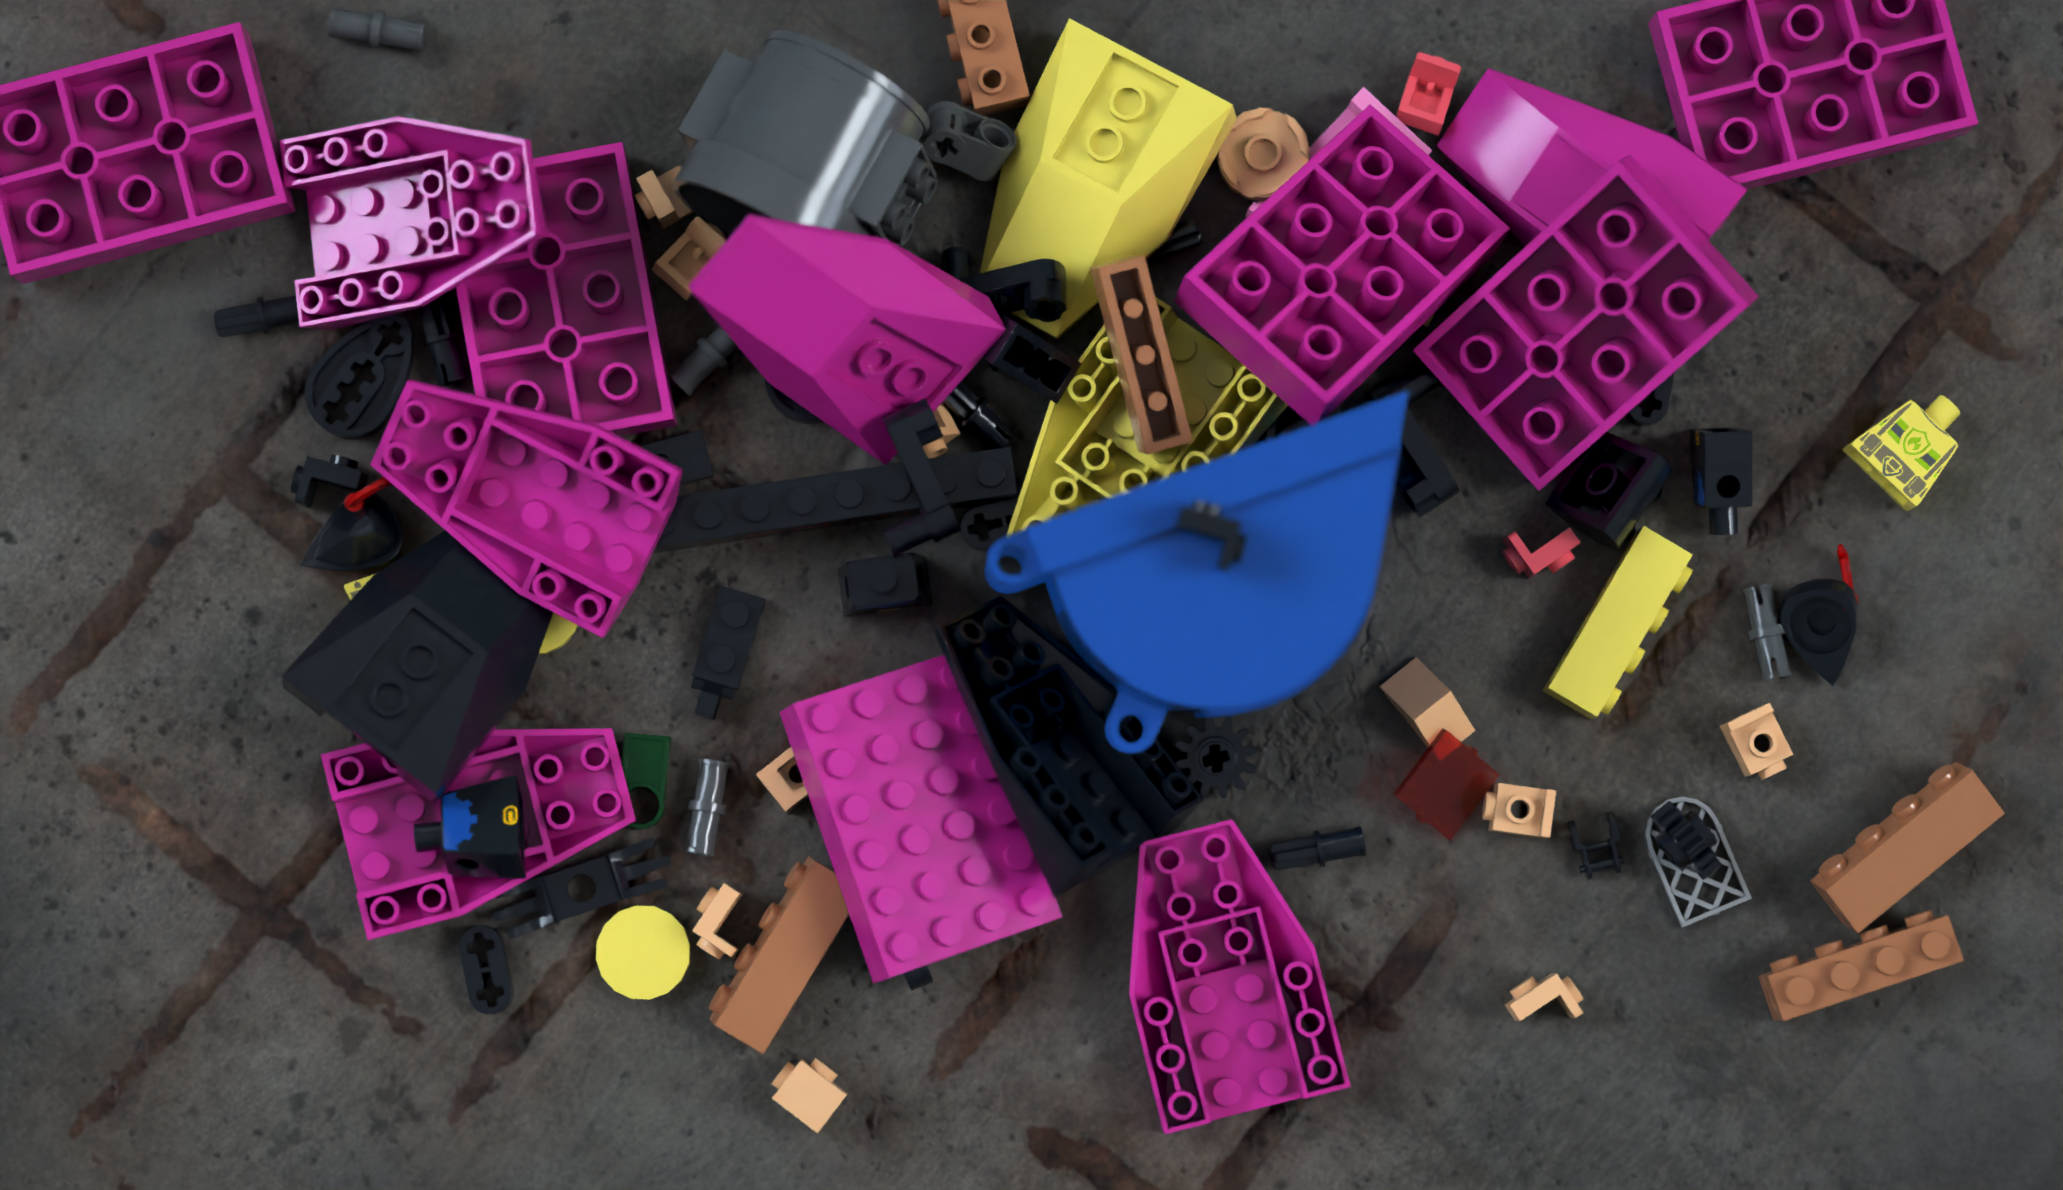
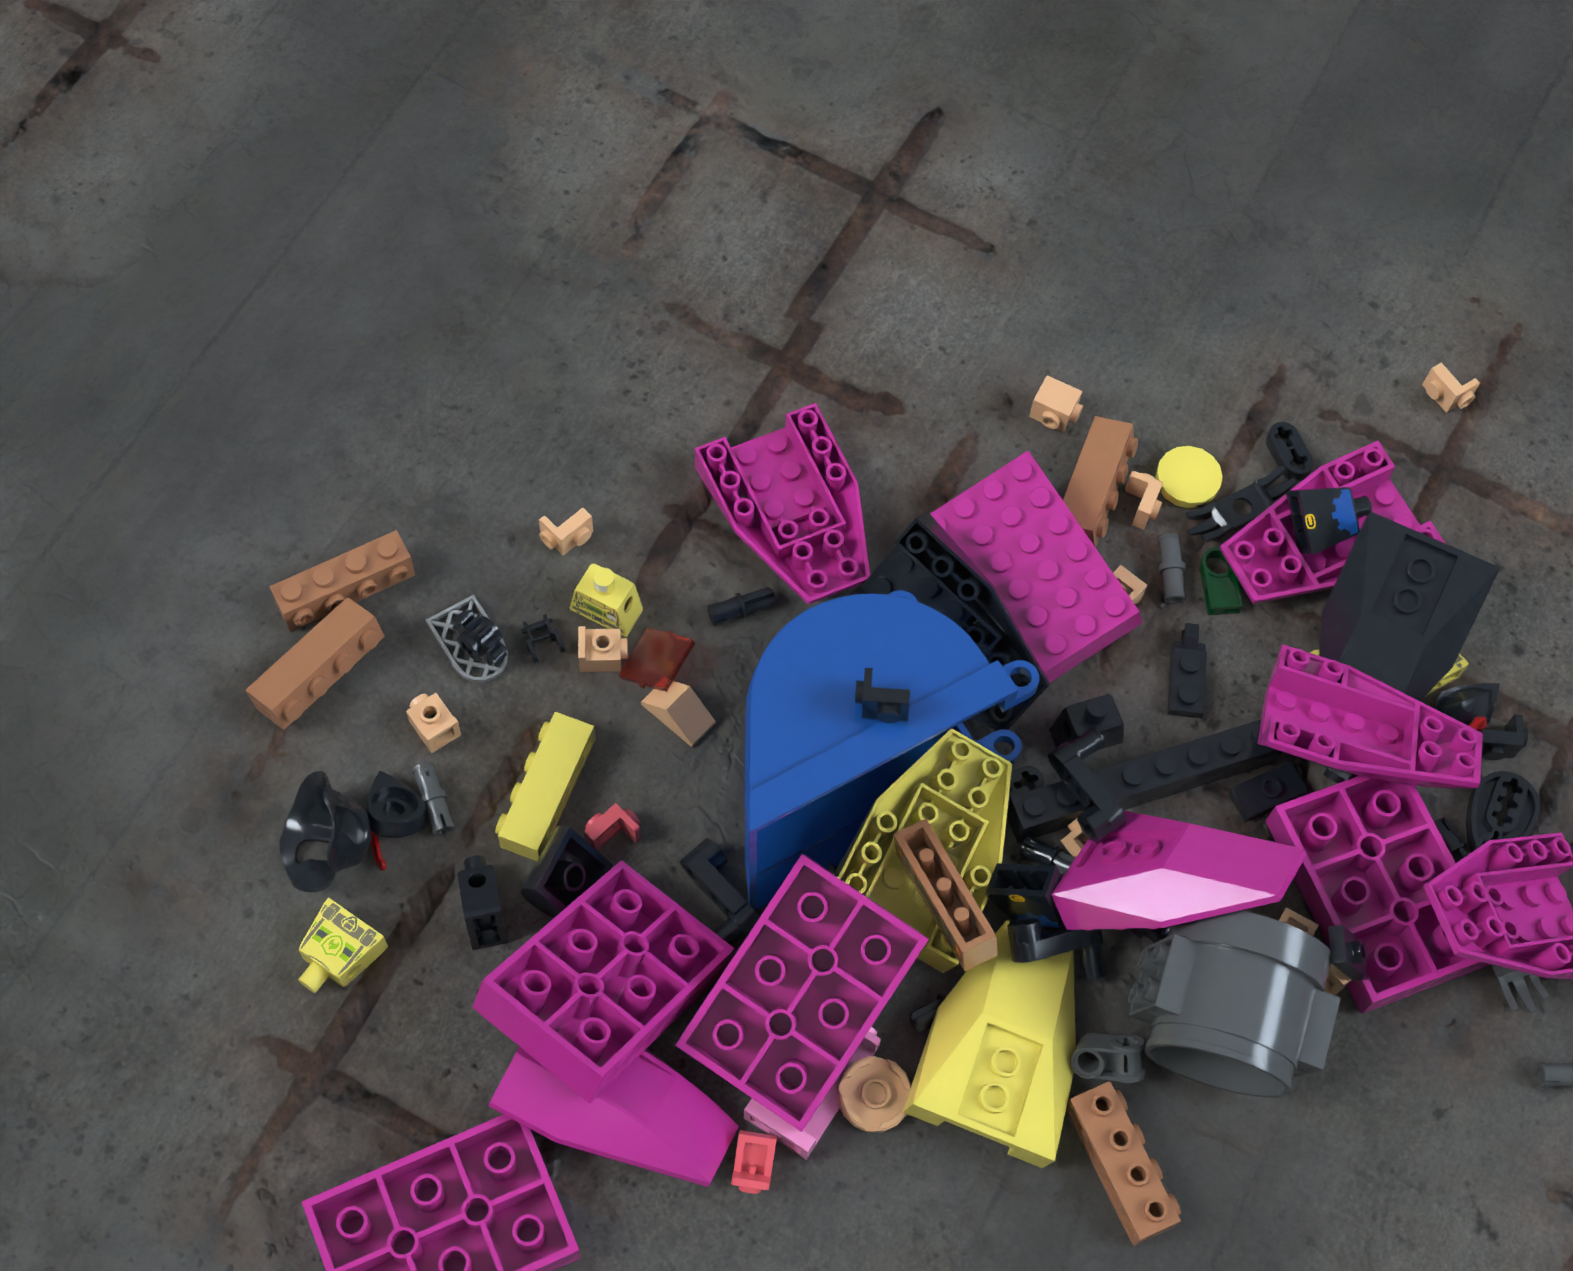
camera: 170 degrees right, 20 degrees down
(232, 1033) = (1447, 390): none -> light nougat bracket
(647, 190) = (1348, 952): none -> black plate
(1504, 877) = (604, 596): none -> light yellow torso
(1923, 628) = (329, 818): none -> black piece

